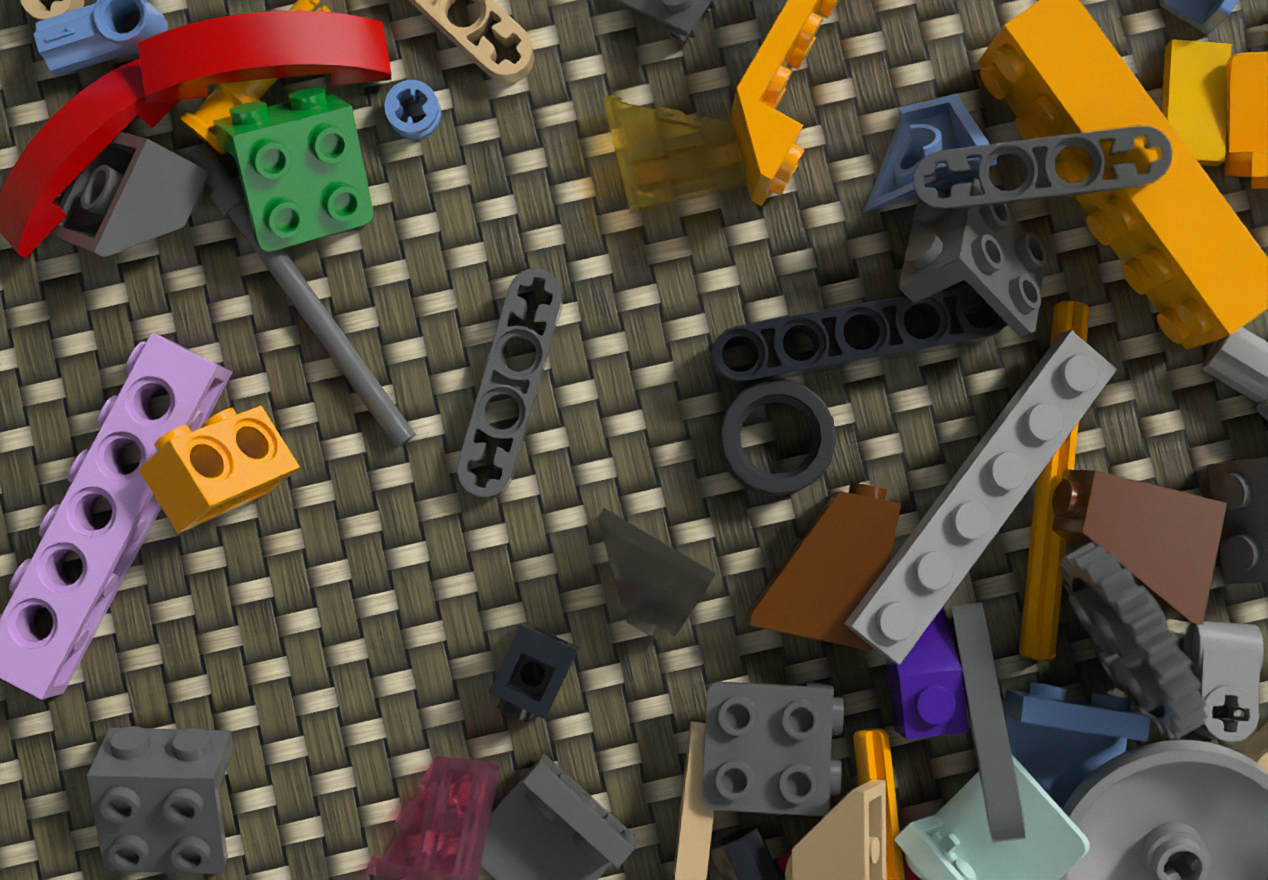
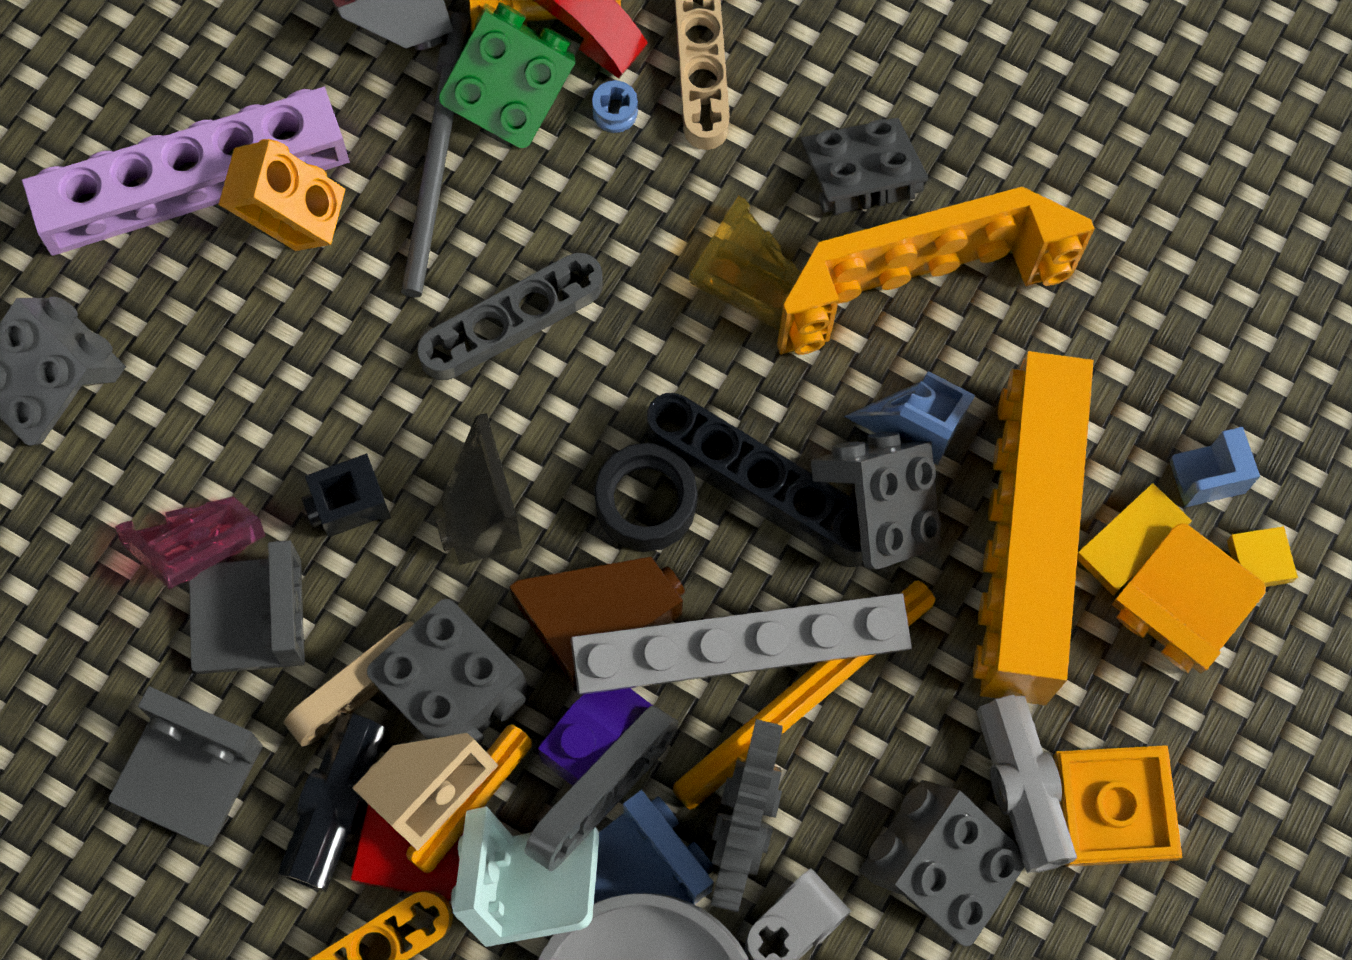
camera: 40 degrees right, 15 degrees down
(1039, 162) = (962, 461): dark grey beam -> none
(1152, 530) = (828, 773): reddish brown slope -> none

